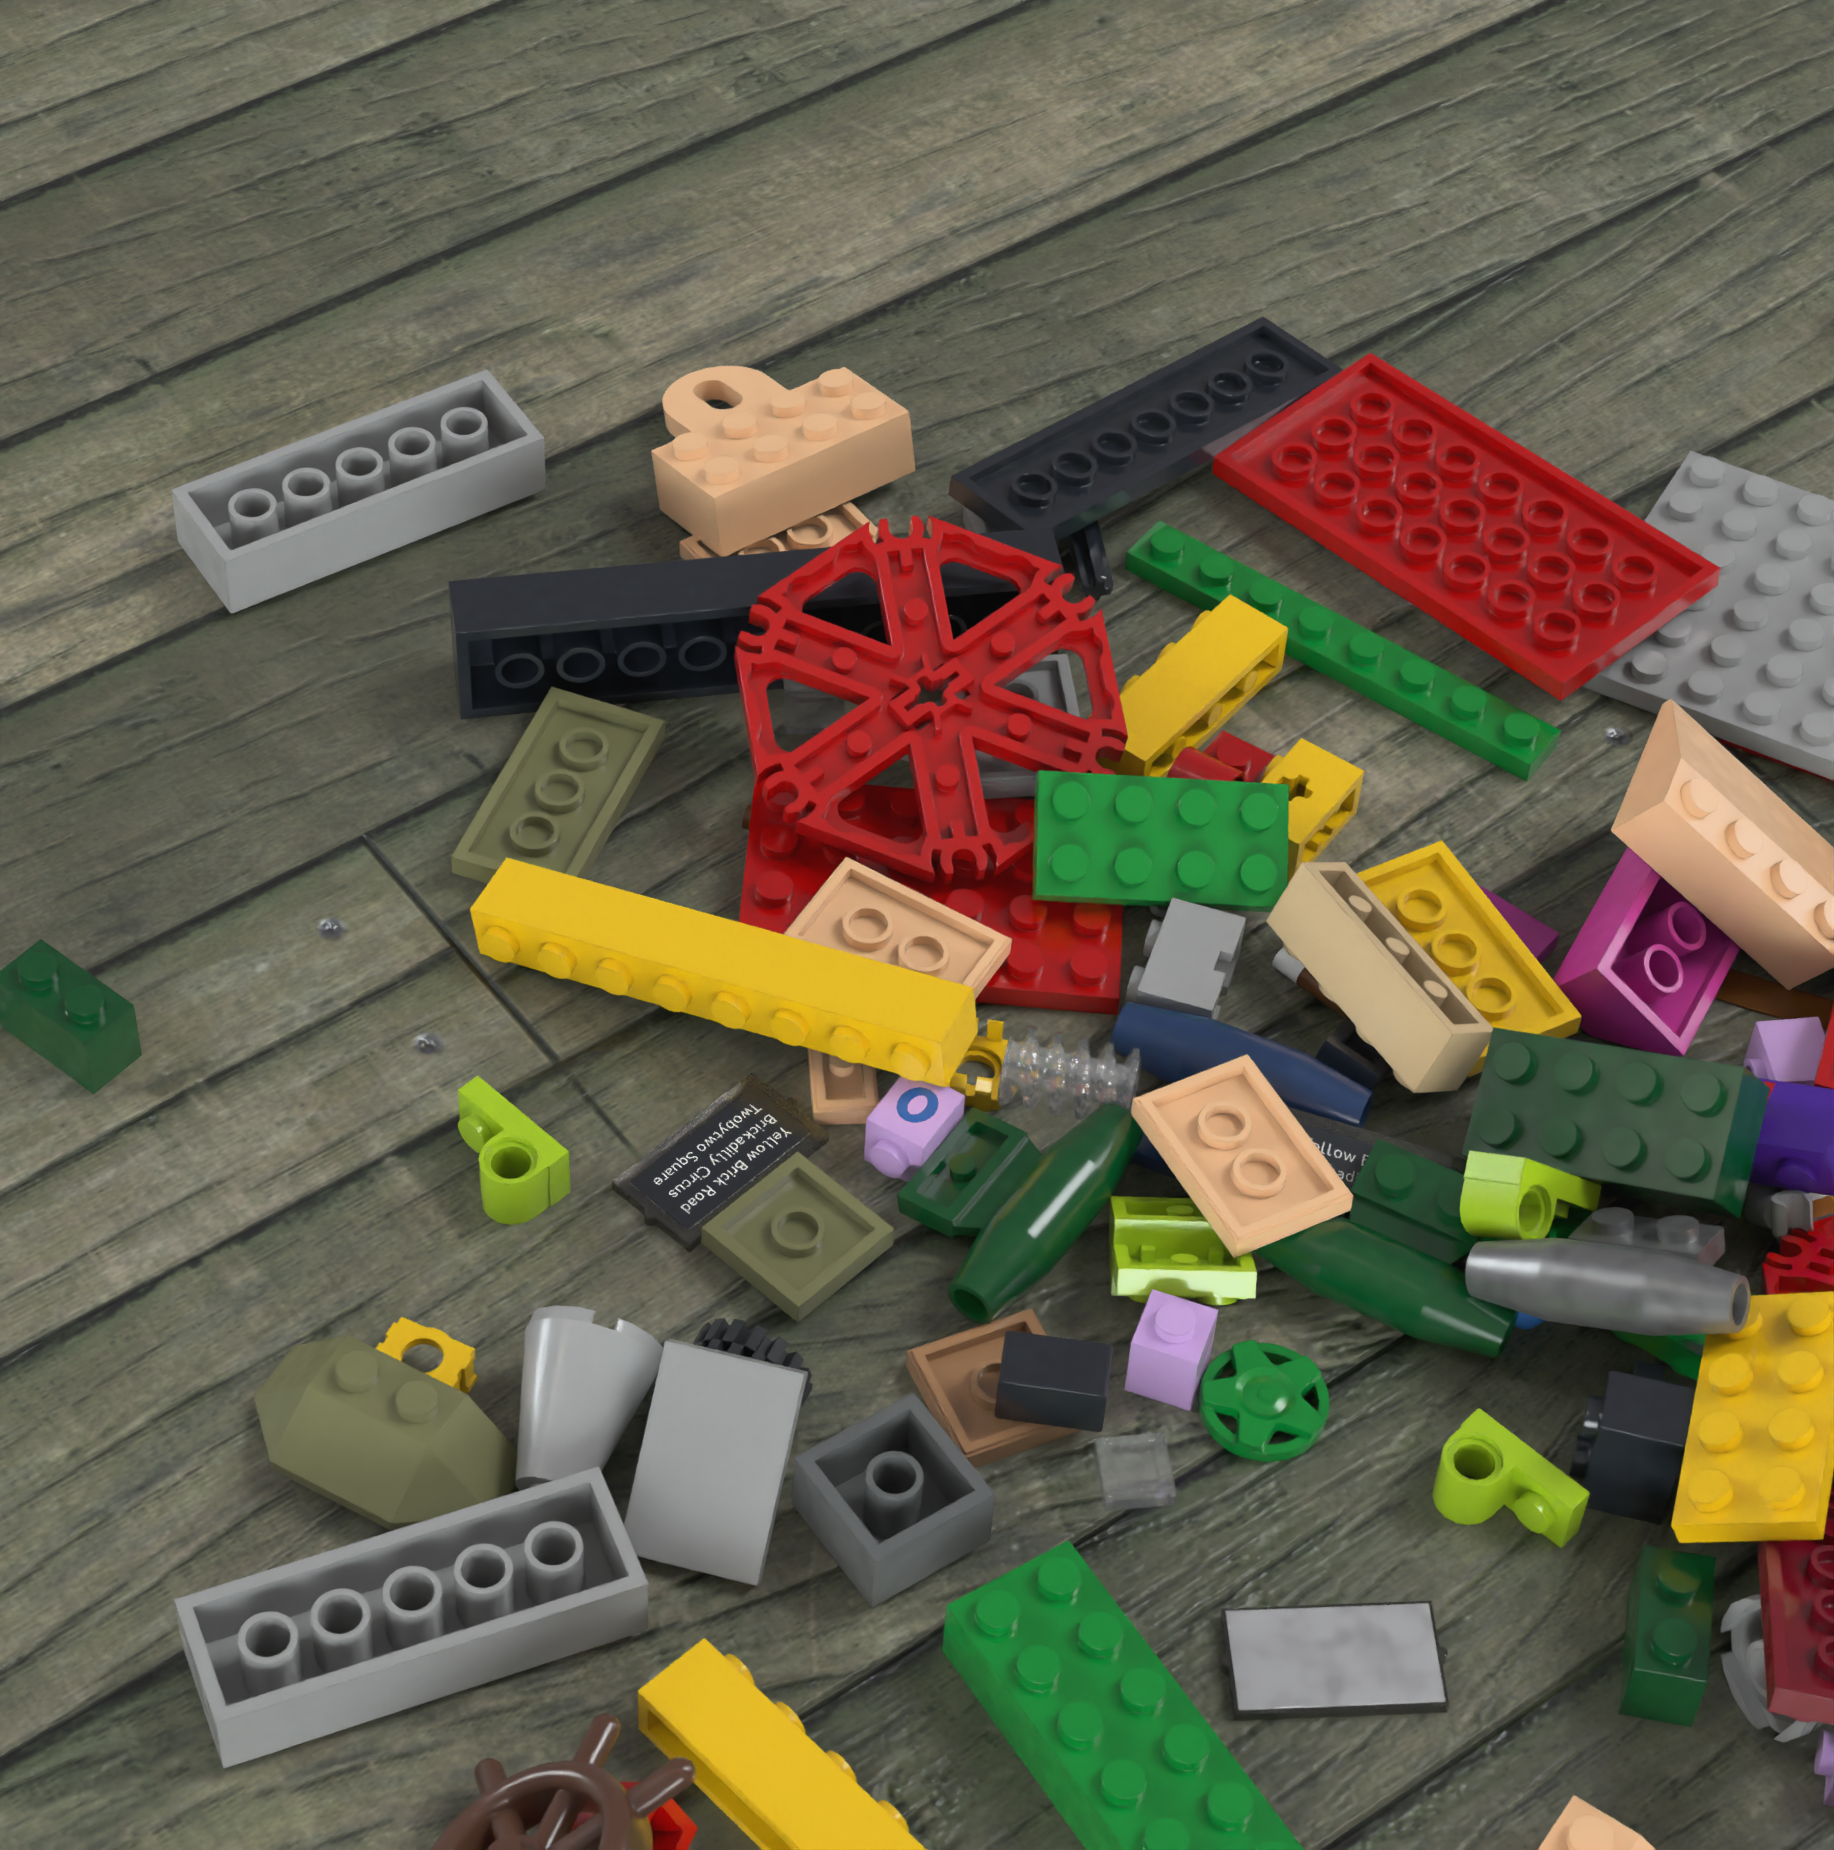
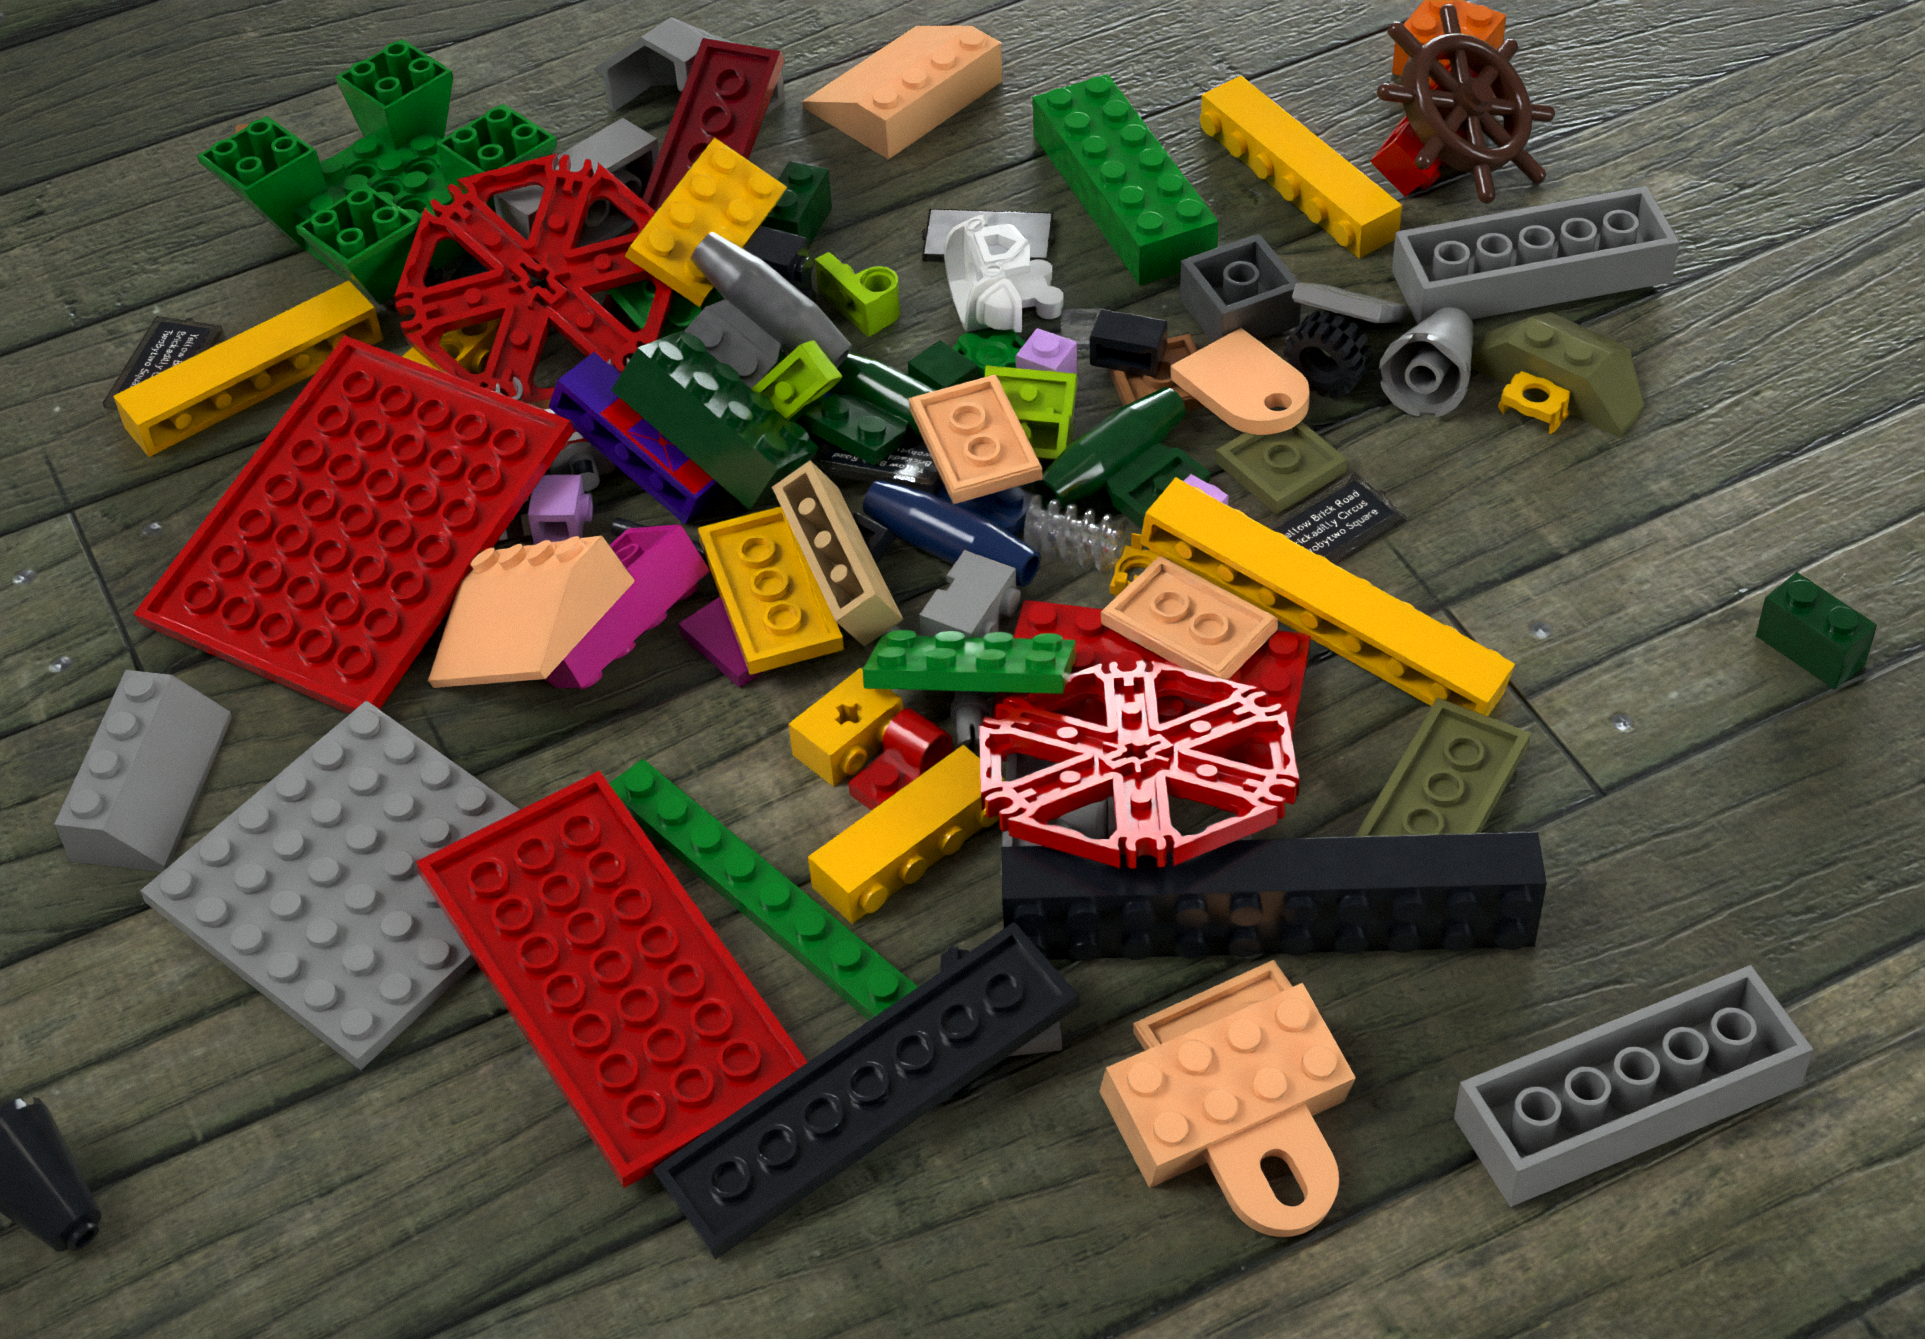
camera: 165 degrees left, 0 degrees up
(518, 1161) = (1471, 514): lime plate -> none
(868, 1332) = (1242, 382): none -> light nougat tile
(1285, 1497) = (996, 287): none -> white piece
(1323, 1321) = (942, 367): none -> dark green brick

